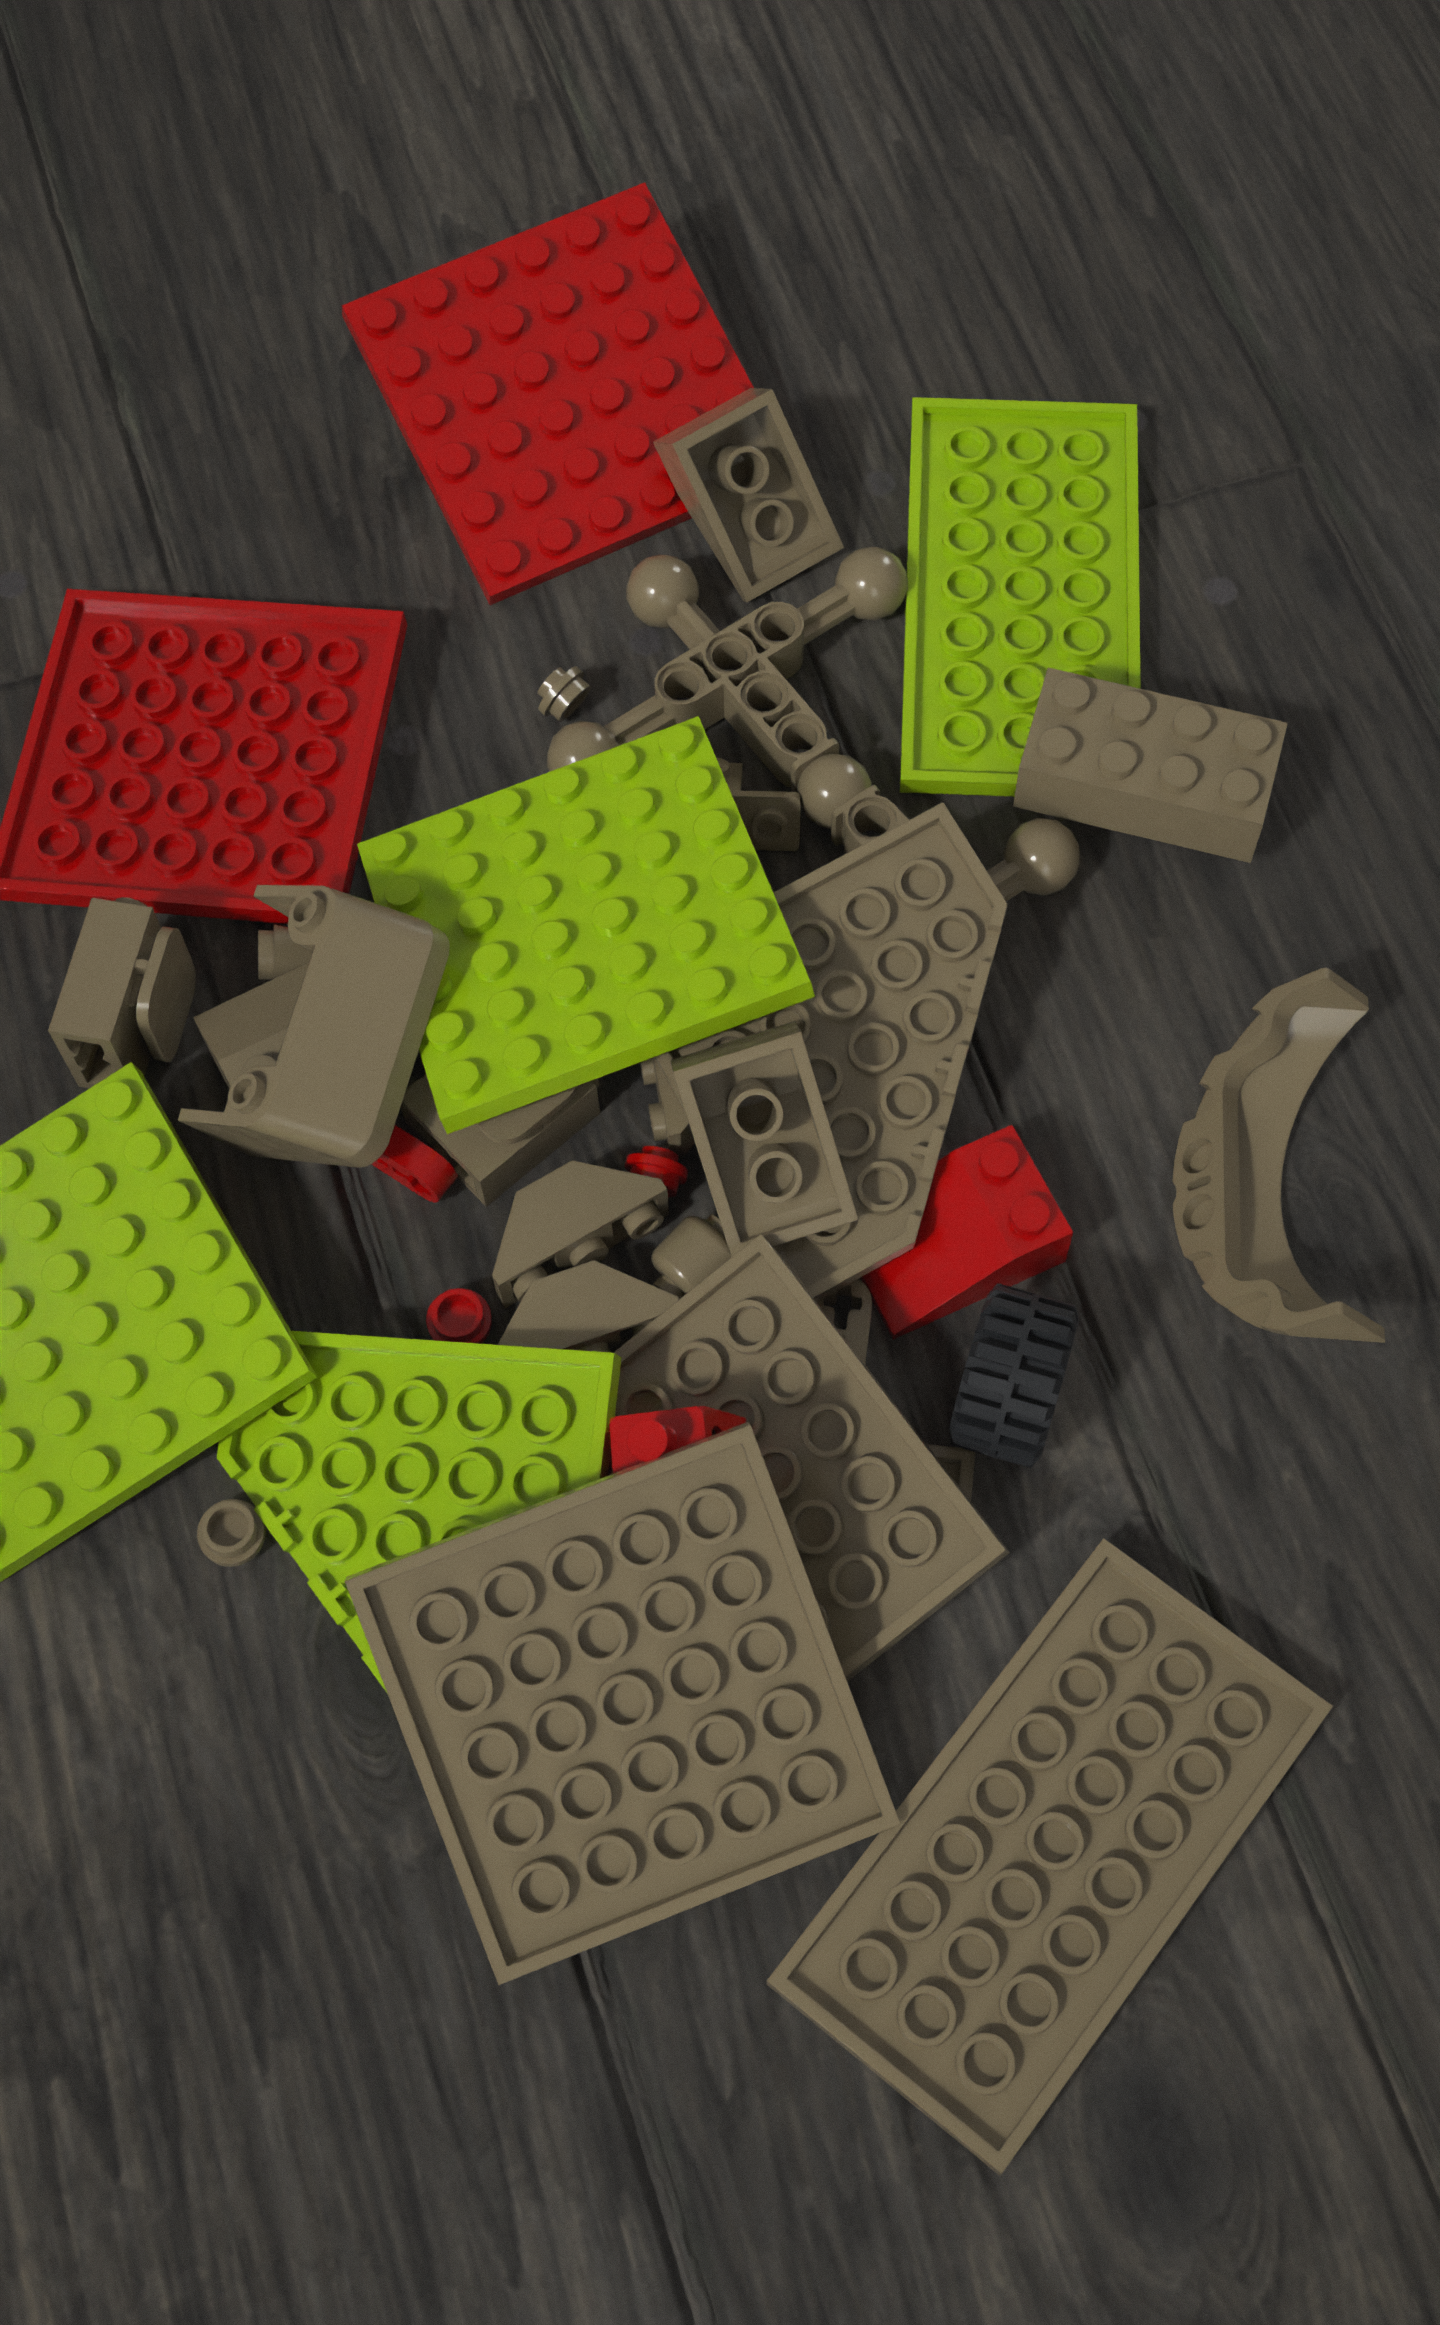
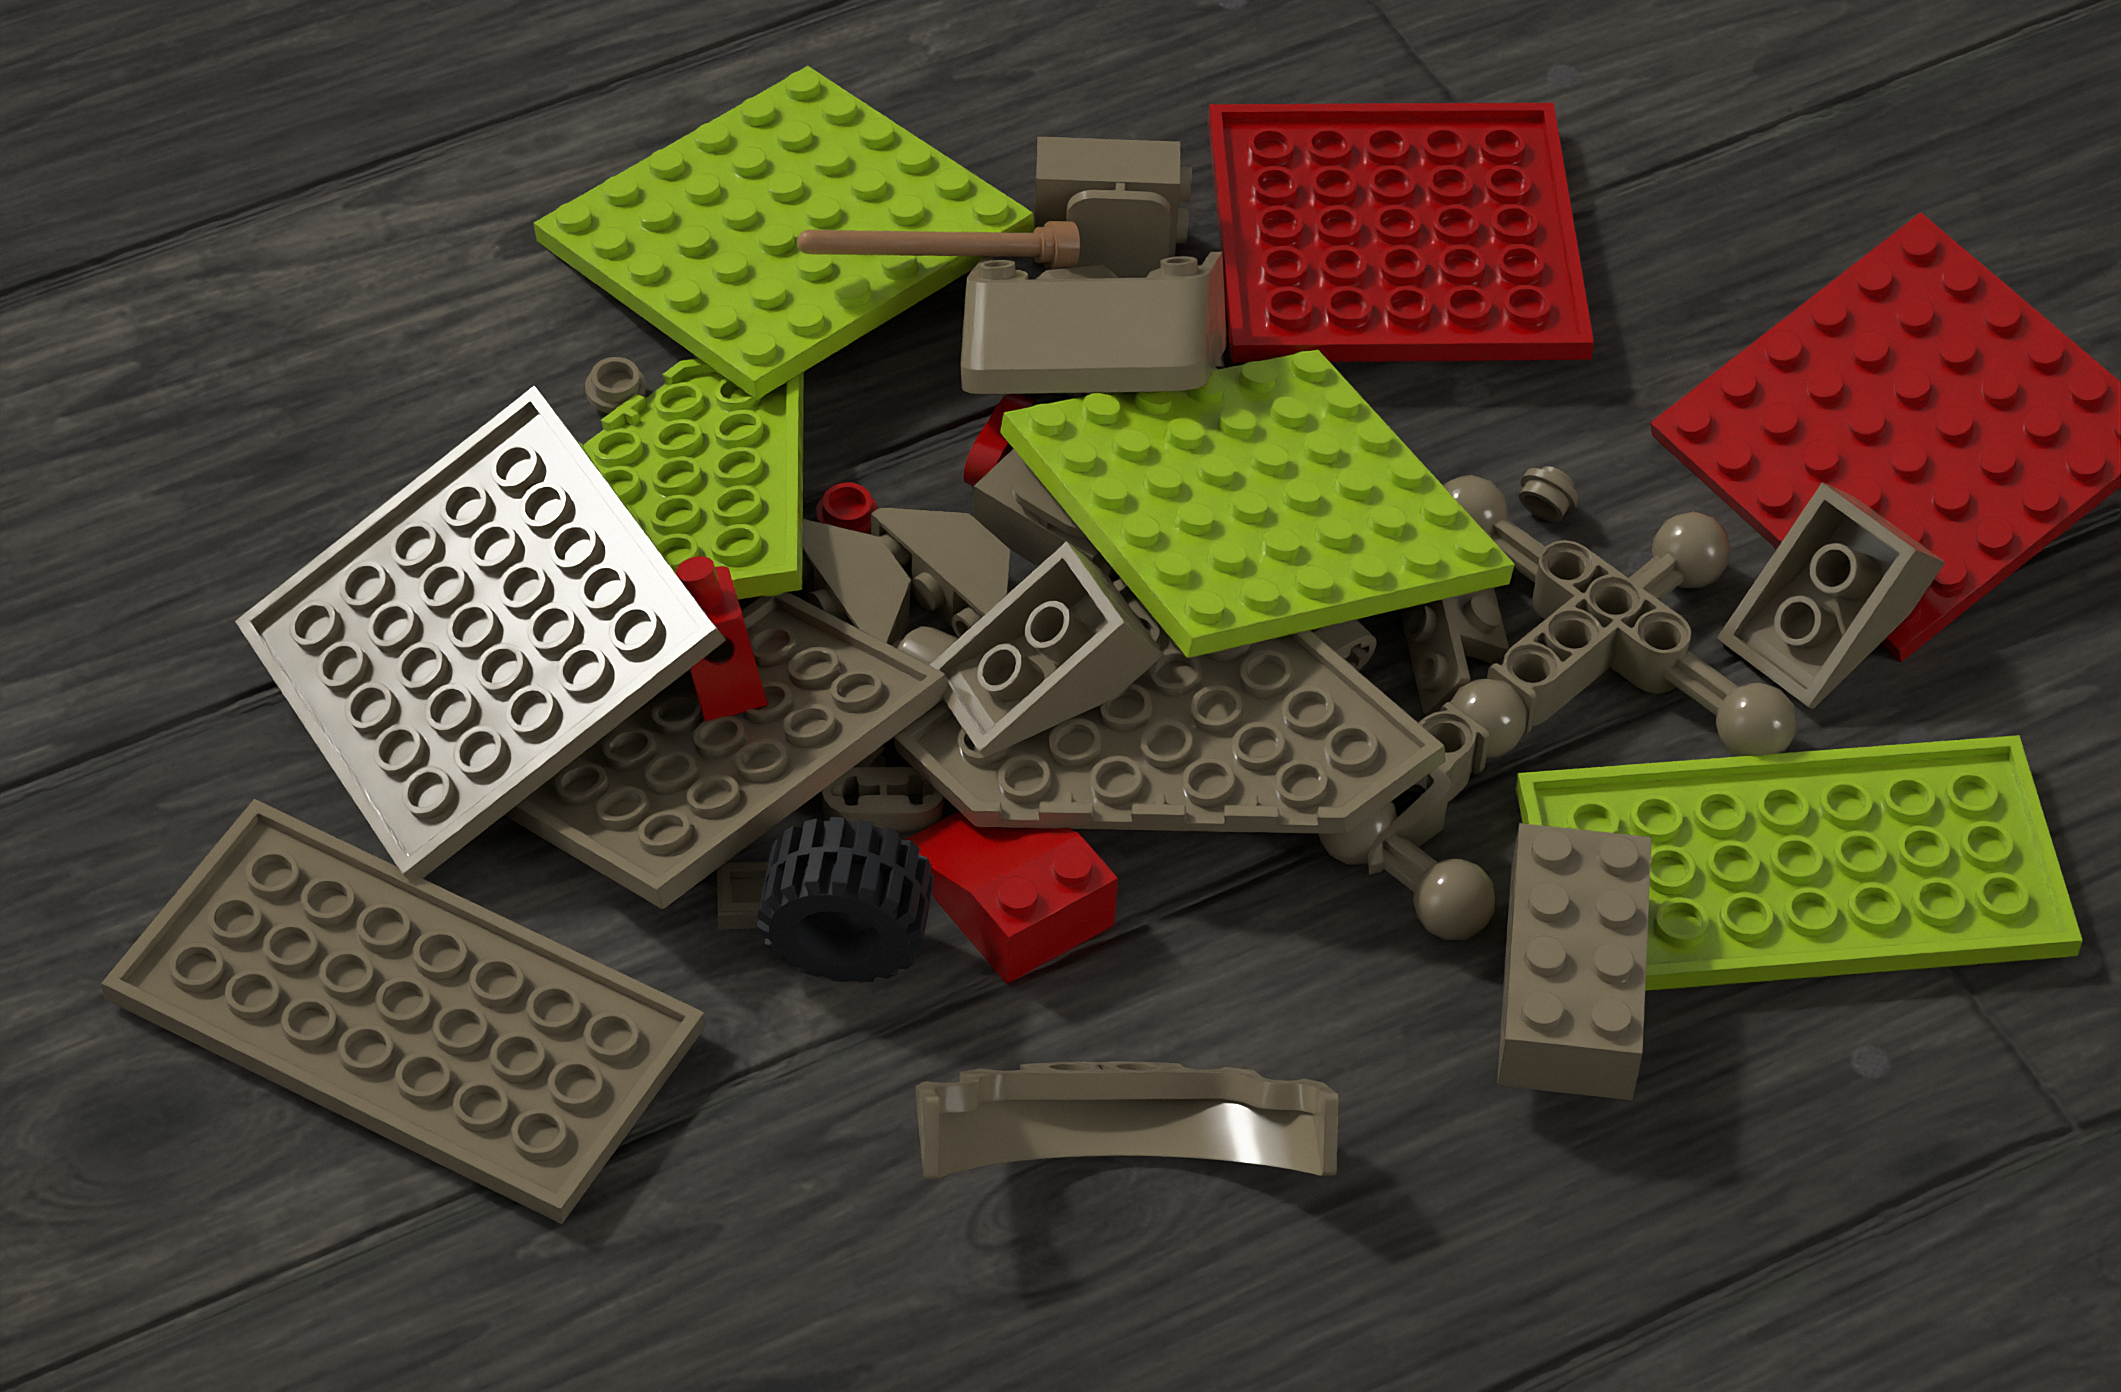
camera: 75 degrees right, 15 degrees down
(177, 1052) = (1053, 245): none -> medium nougat piece

